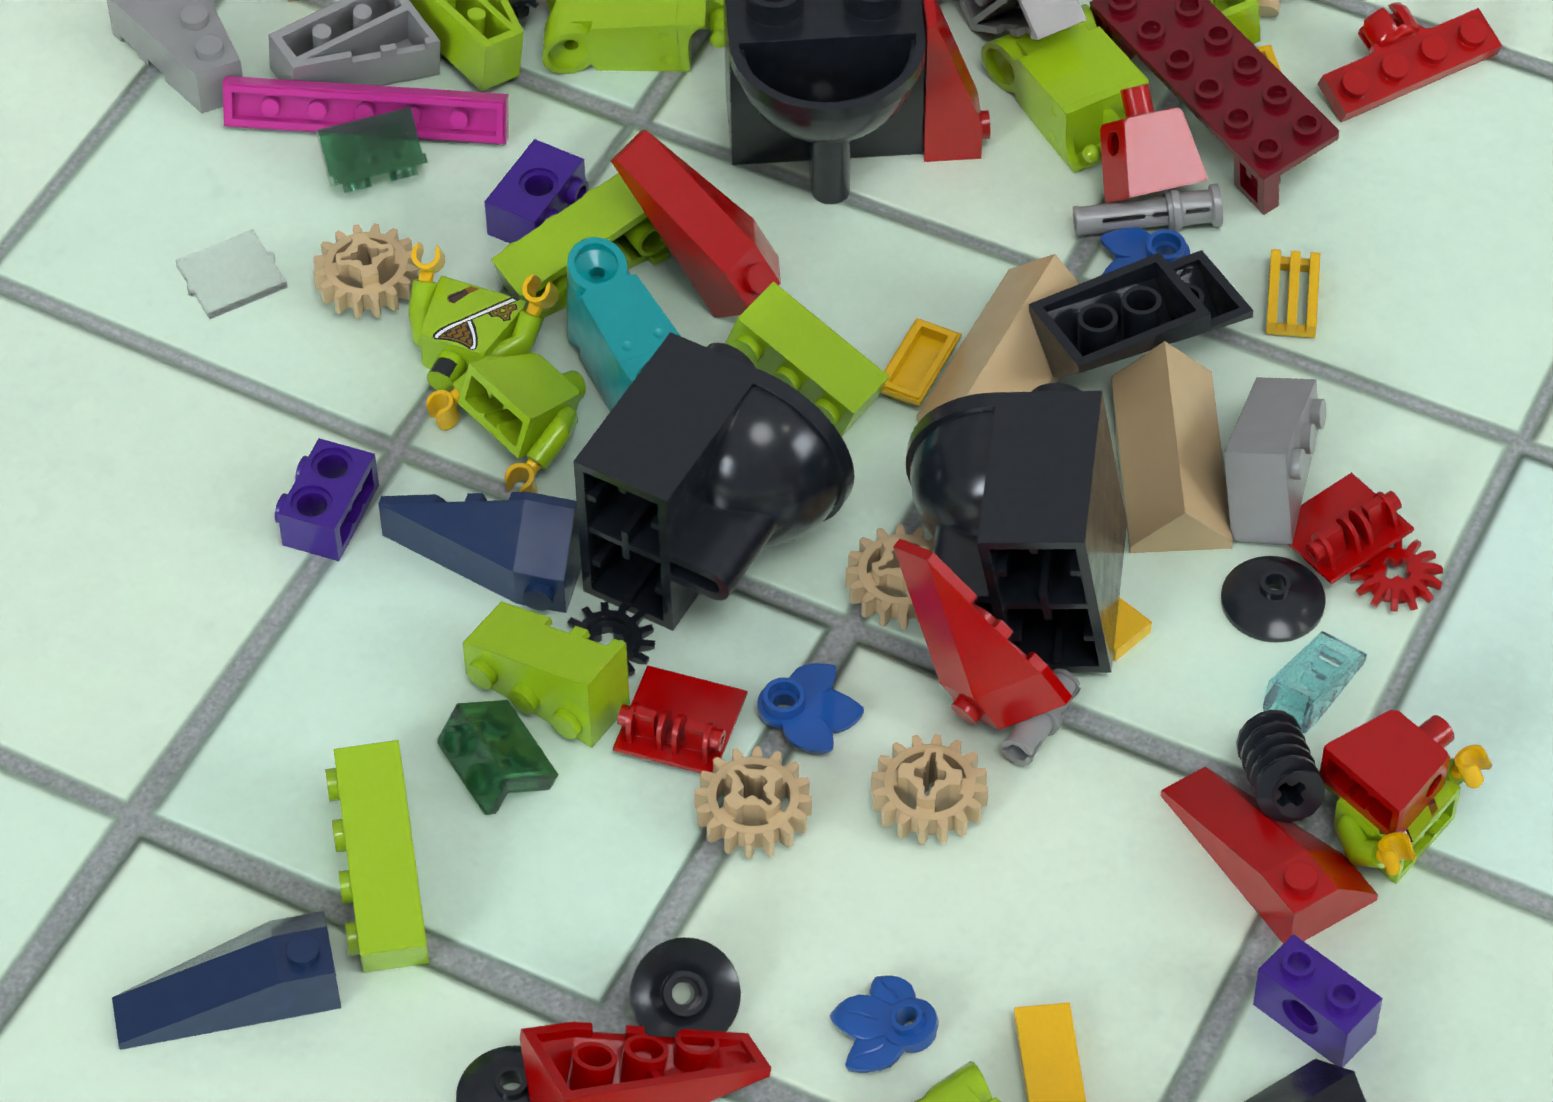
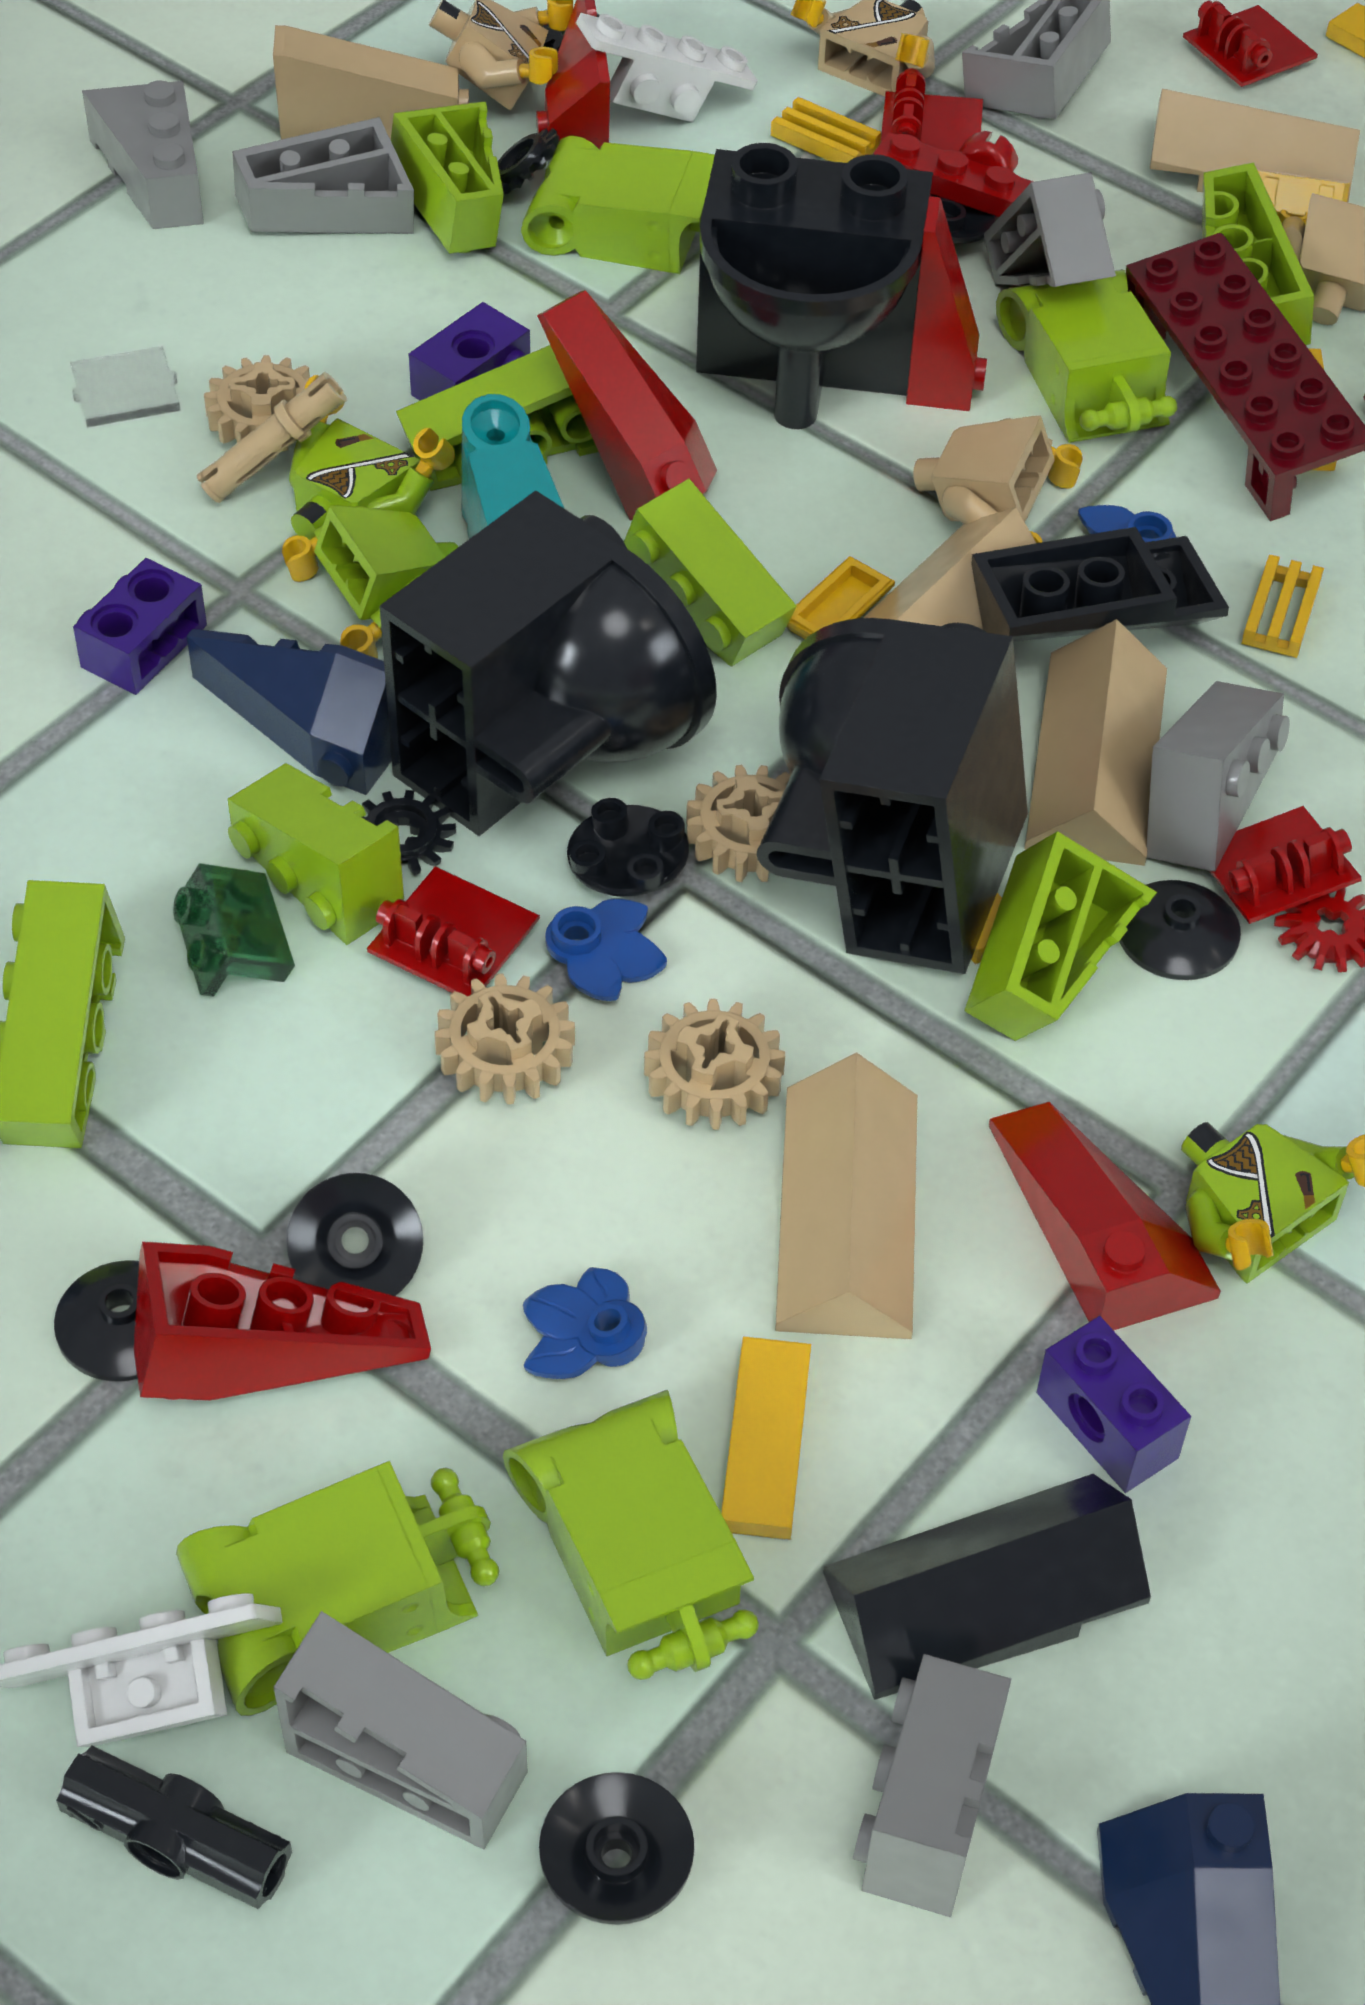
camera: 10 degrees right, 0 degrees up
(319, 105) = (320, 249): dark pink tile -> none
(371, 148) = (310, 287): clear green bracket -> none
(404, 292) = (288, 424): none -> tan pin
(804, 618) = (628, 848): none -> black dish
(971, 650) = (797, 923): red wedge -> none
(1021, 216) = (996, 469): none -> tan torso
(1031, 733) = (869, 1008): light grey pin -> none
(1067, 883) = (848, 1204): none -> tan slope
(1147, 149) = (1152, 423): torso -> none
(1171, 210) = (1070, 492): light grey pin -> none
(1174, 627) = (1050, 933): none -> lime wedge
(1280, 766) = (1135, 1116): black piece -> none
(1310, 684) = (1197, 1033): clear light blue slope -> none
(1389, 768) = (1264, 1141): red torso -> none

